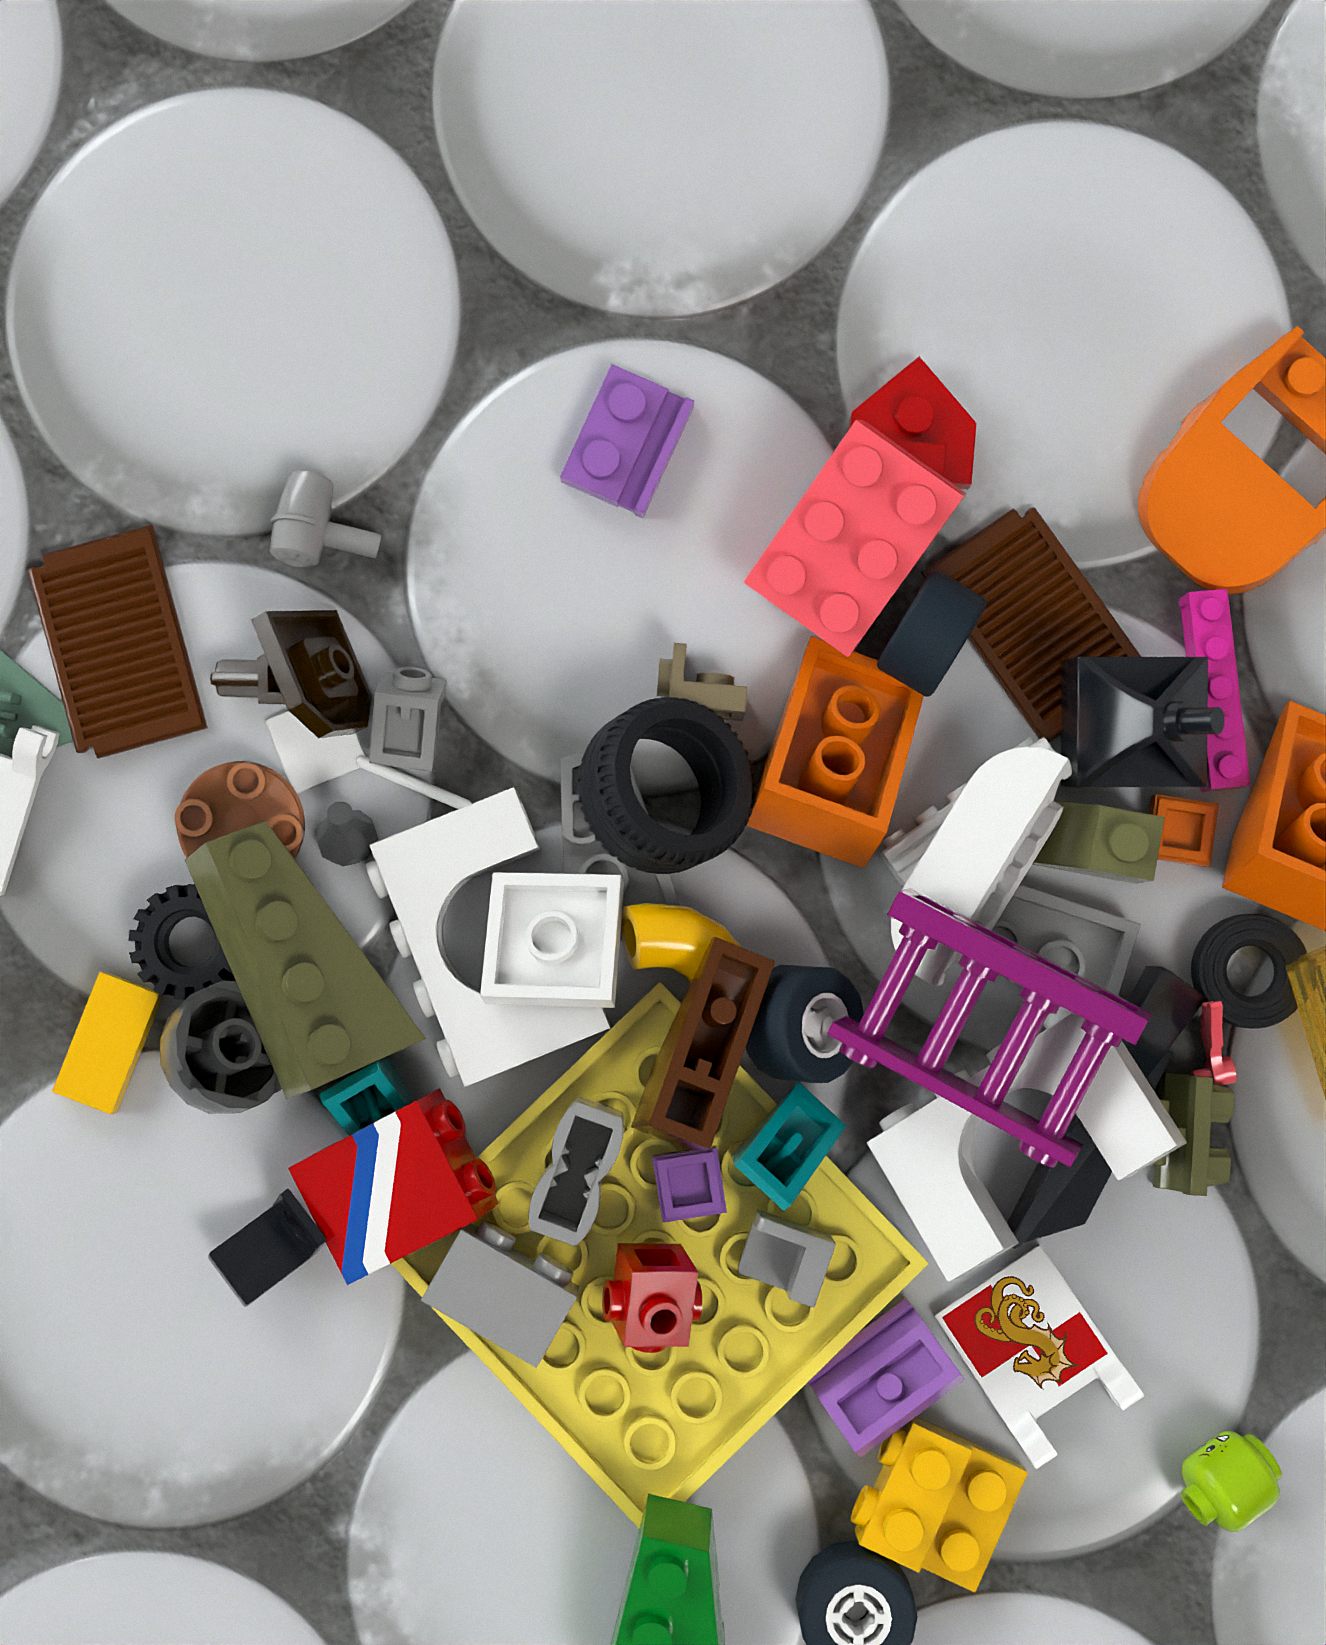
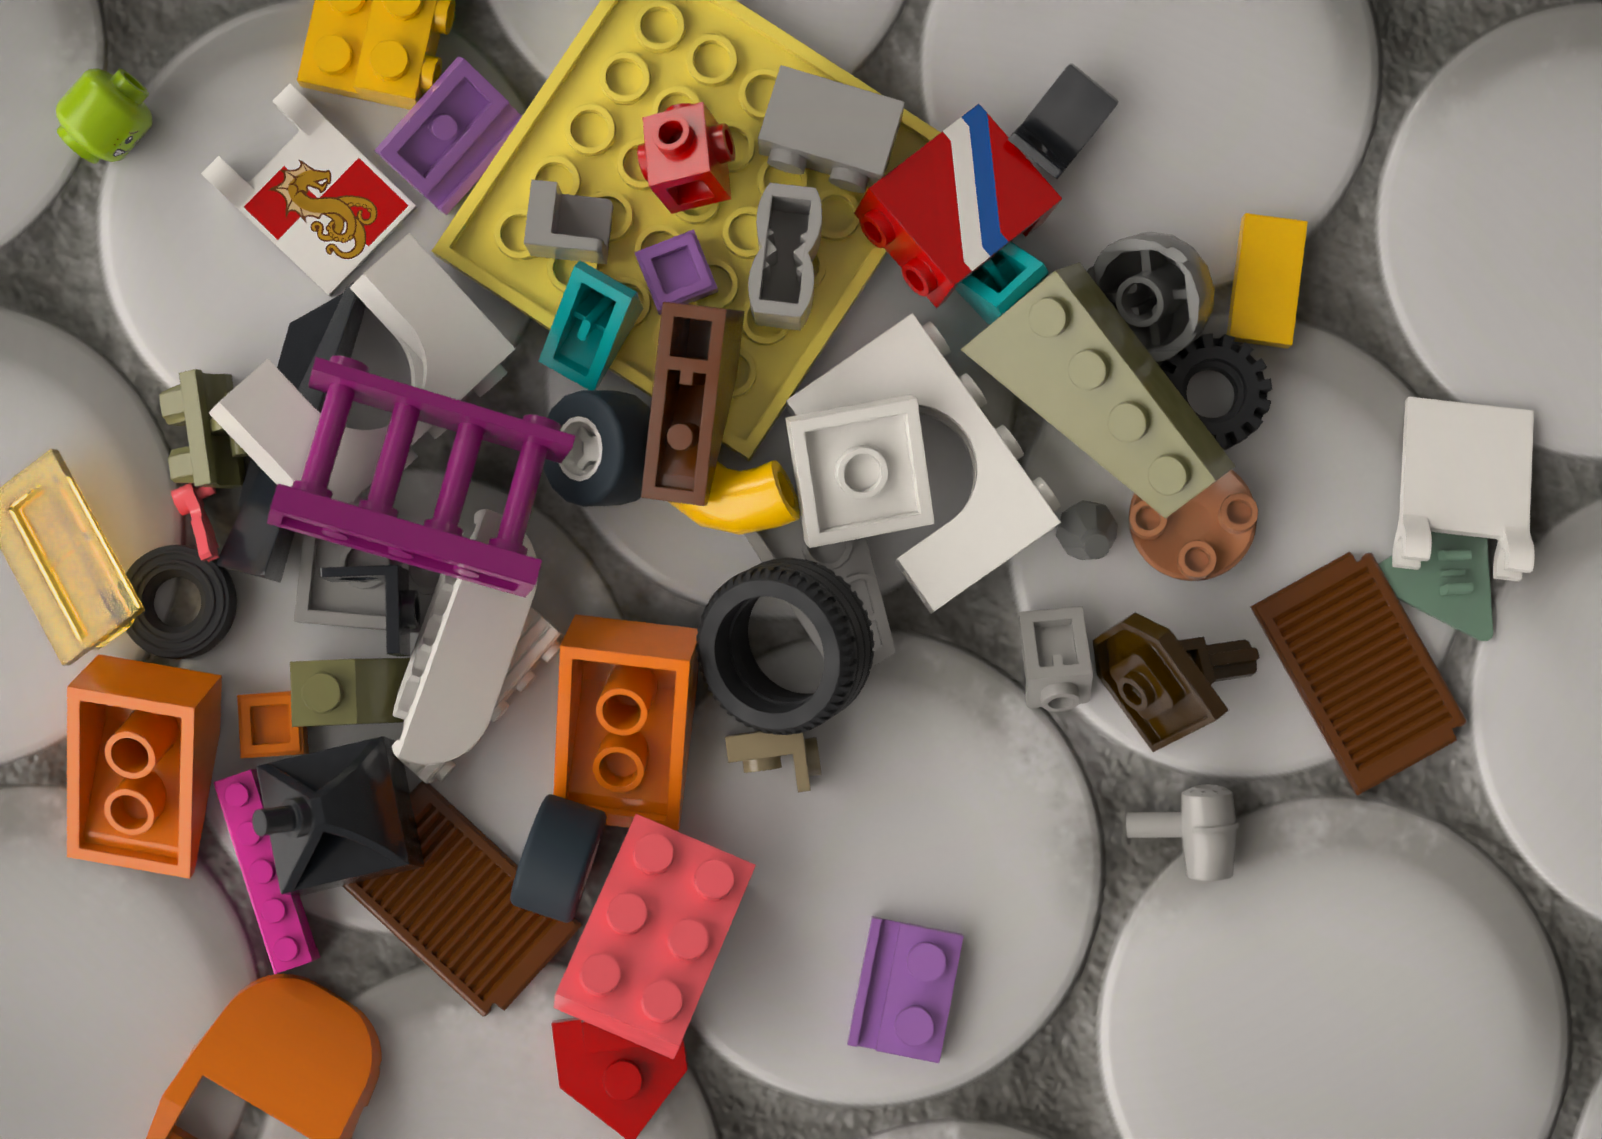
camera: 170 degrees right, 0 degrees up
(317, 761) = (1139, 593): white piece -> none
(1033, 911) = (400, 602): none -> black bracket

